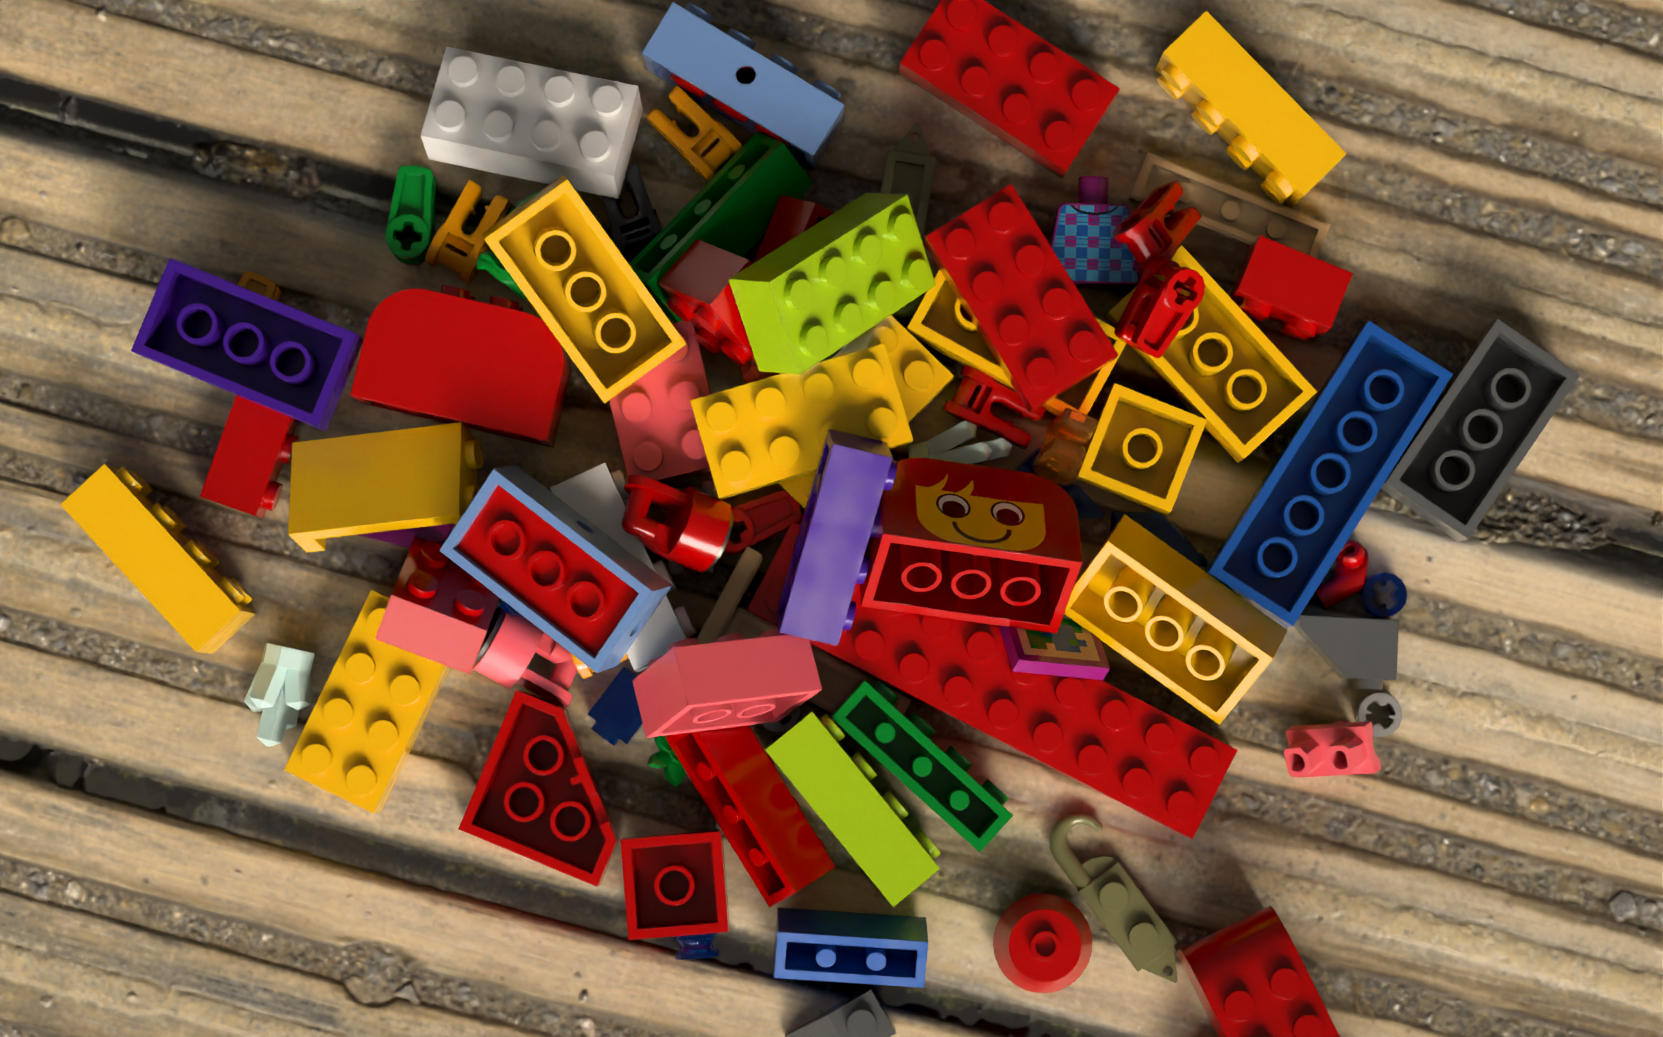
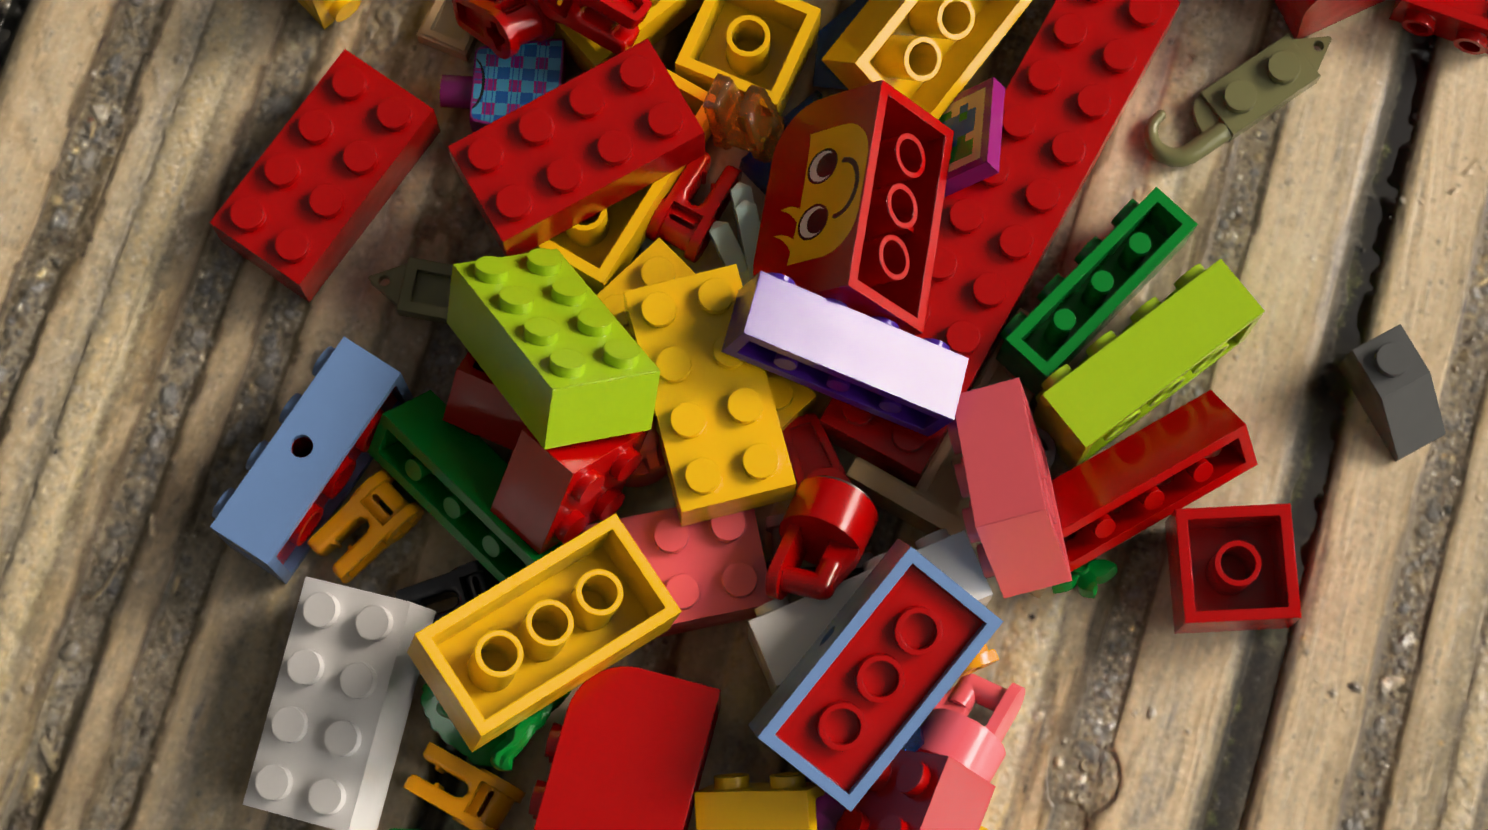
camera: 90 degrees left, 10 degrees down
(542, 794) = (1129, 719): red brick -> none
(618, 710) = (1030, 627): clear blue brick -> none
(696, 946) = (1306, 551): clear blue bush -> none
(850, 947) = (1302, 376): blue brick -> none
(1042, 943) = (1291, 174): red cone -> none

